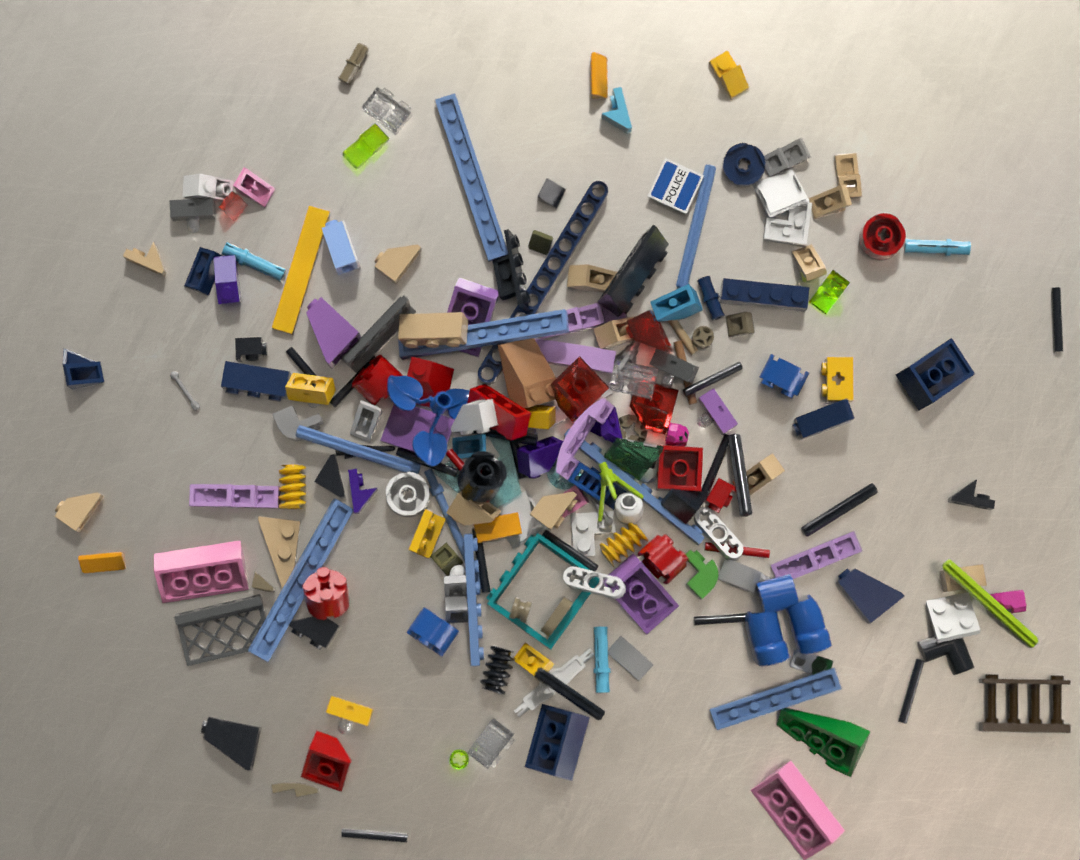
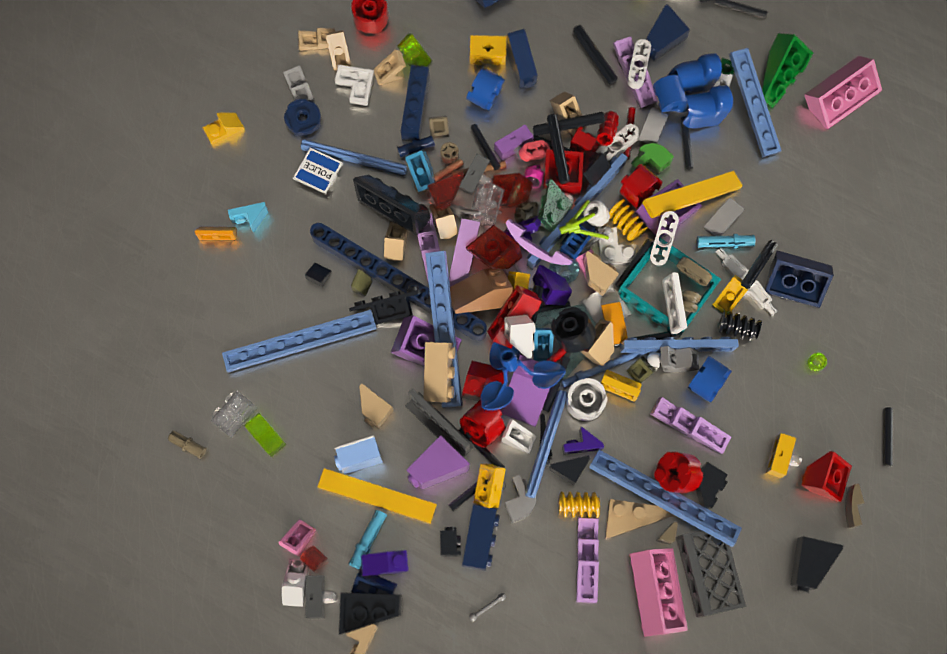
camera: 85 degrees left, 10 degrees down
(180, 263) = (365, 609): none -> black wing
(382, 612) = (690, 425): none -> lavender slope
(491, 743) = (803, 333): clear brick -> none
(517, 592) = (674, 303): none -> white tile
(654, 619) = (692, 194): none -> yellow tile
(702, 438) = (524, 151): none -> coral beam
(702, 460) = (558, 149): none -> black axle
(733, 521) = (608, 129): none -> red axle
(780, 192) = (328, 88): white piece -> none
(834, 567) = (638, 57): none -> white beam

